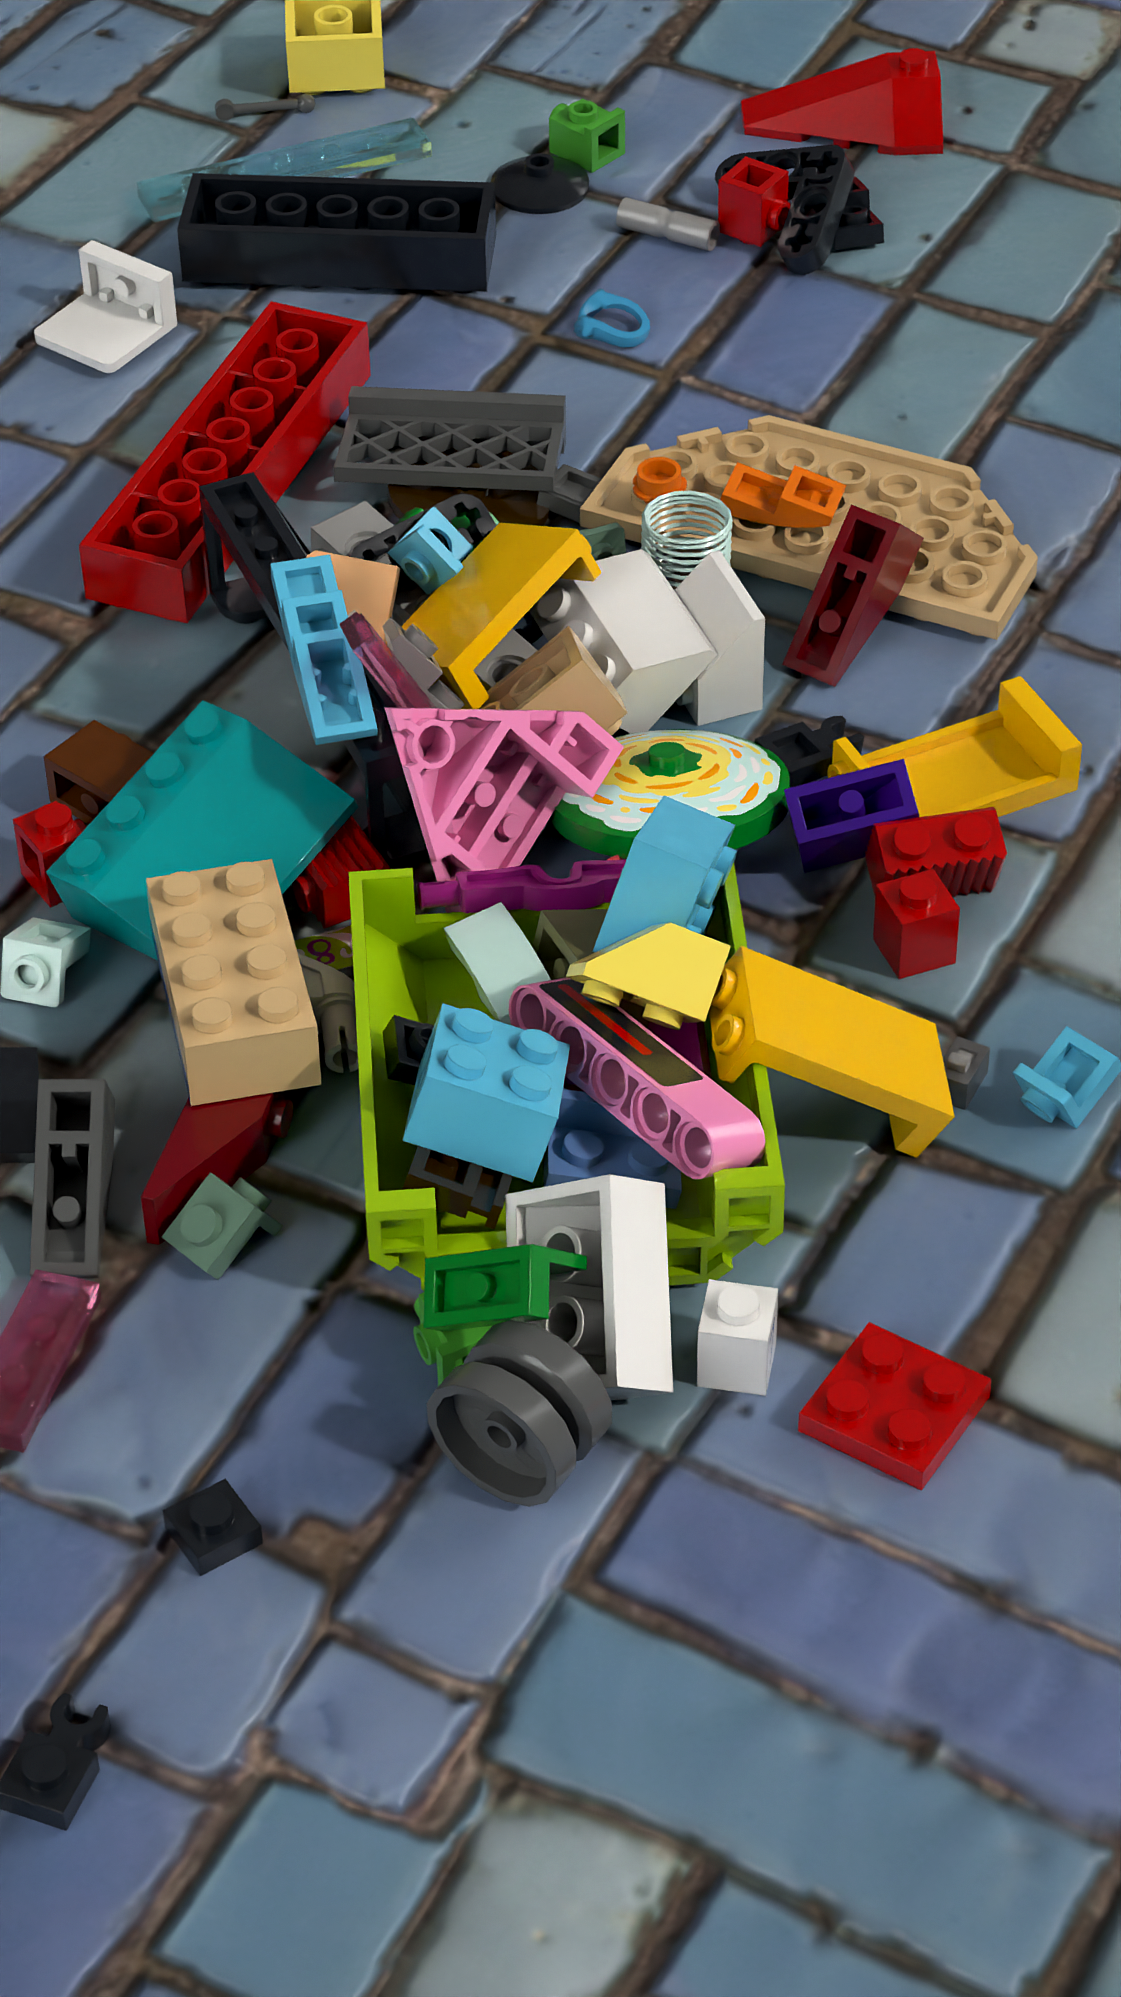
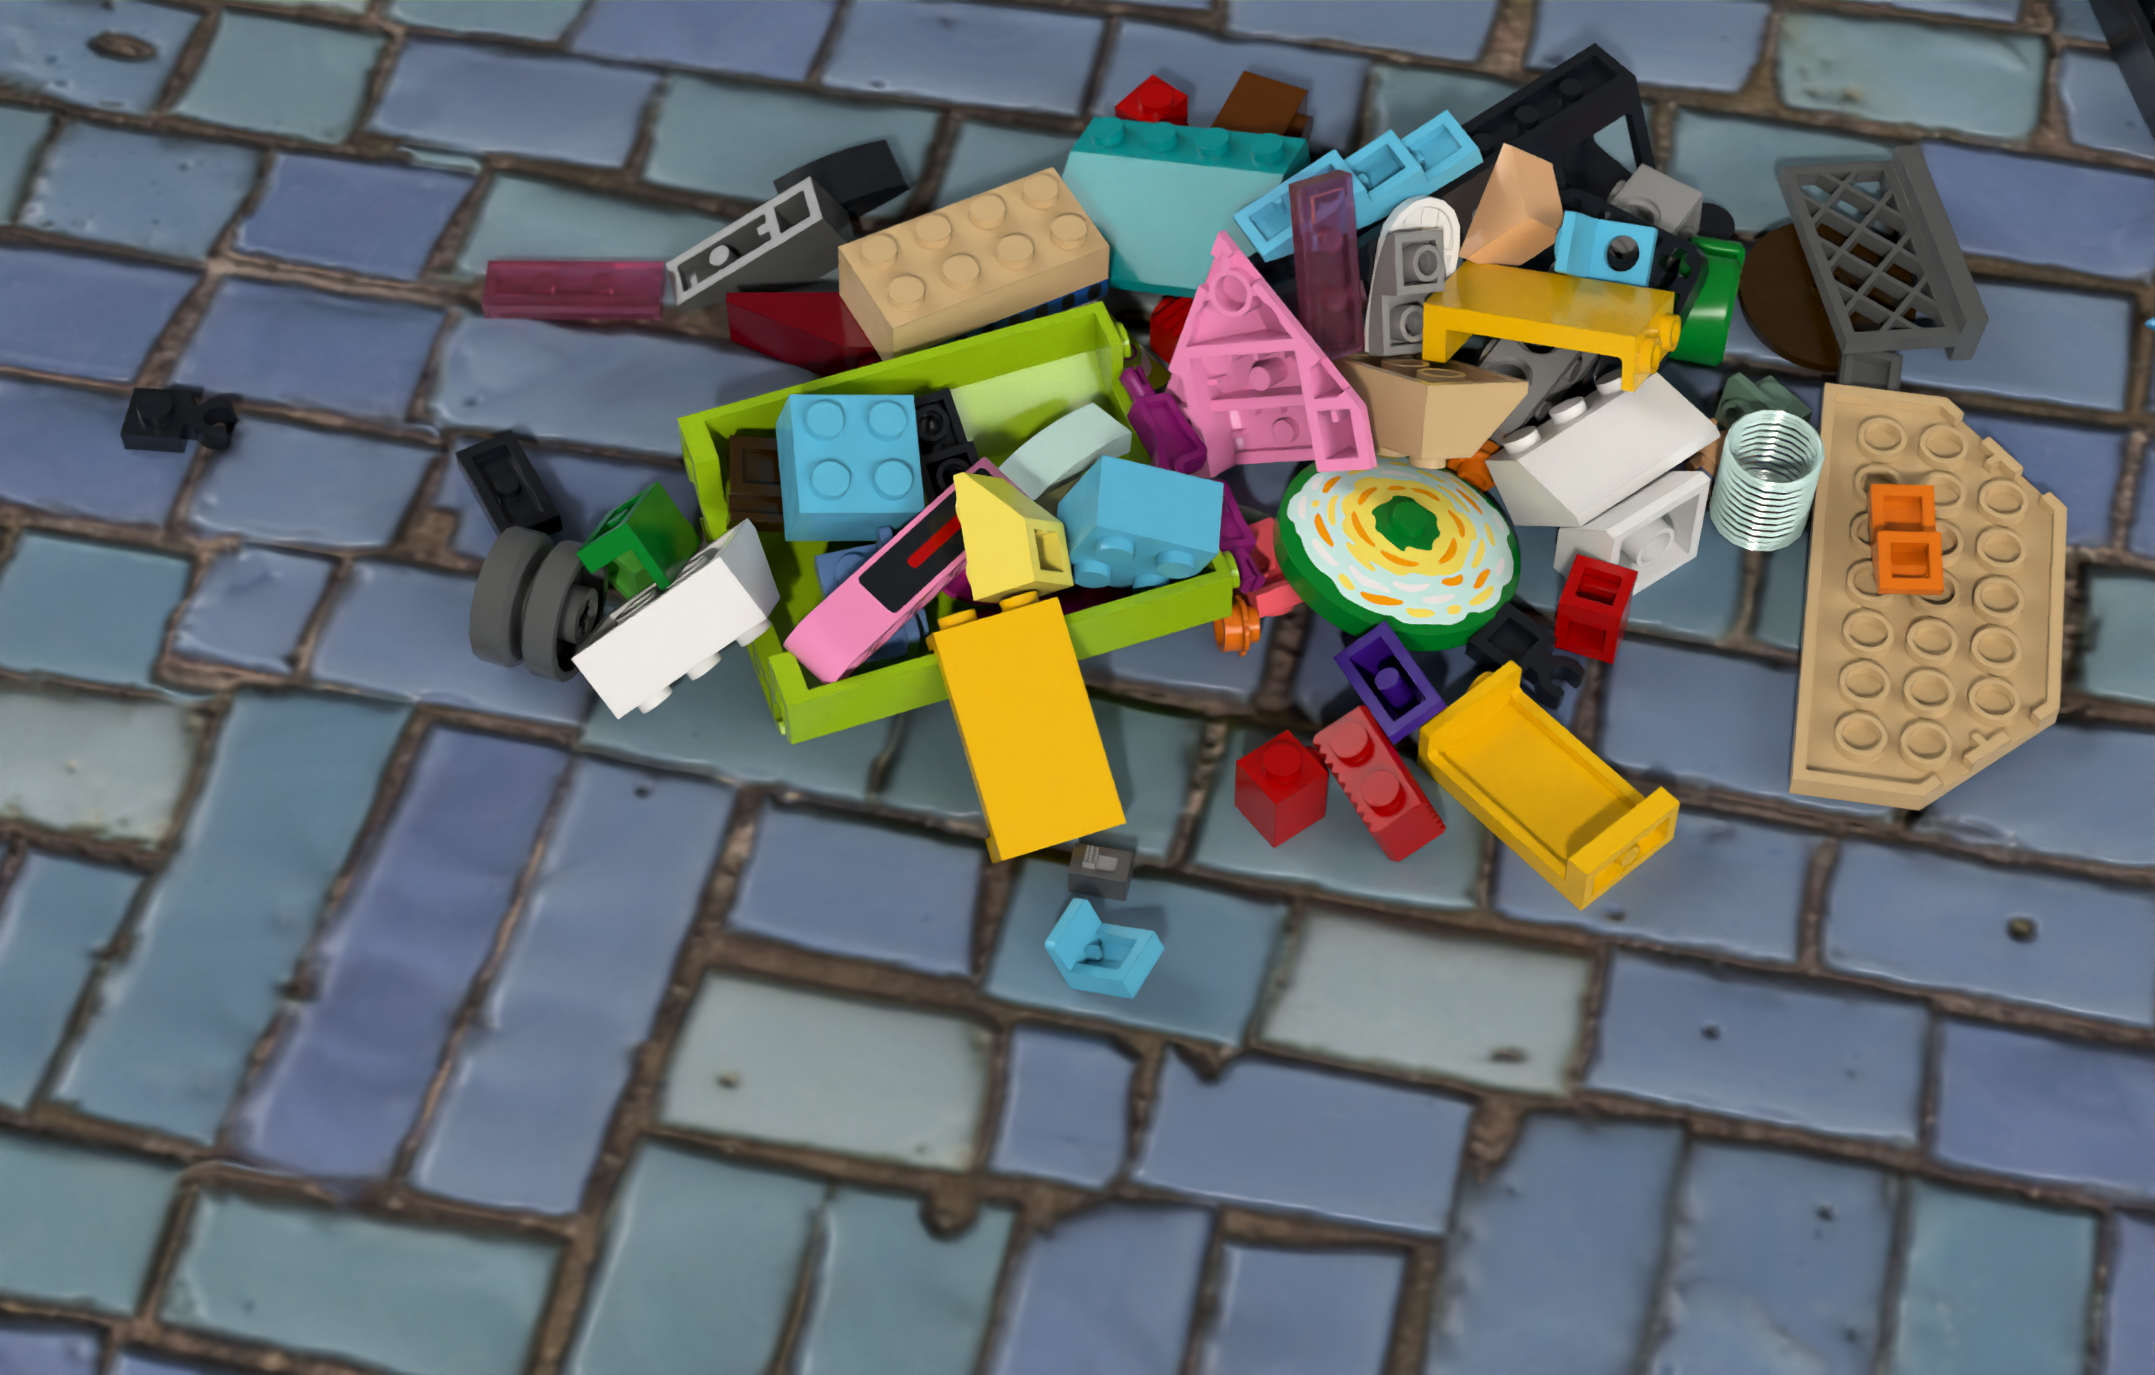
camera: 75 degrees right, 10 degrees up
(37, 960) = (1024, 151): light aqua bracket -> none
(213, 1527) = (422, 453): black plate -> none
(219, 1223) = (744, 362): sand green bracket -> none
(255, 415) = (1797, 85): red brick -> none
(312, 1448) = (507, 486): none -> black plate
(657, 477) = (1878, 429): orange plate -> none
(737, 1337) = (691, 751): white brick -> none
(789, 682) = (1594, 608): none -> red brick
(852, 594) = (1768, 631): dark red slope -> none
(894, 1405) = (663, 896): red plate -> none

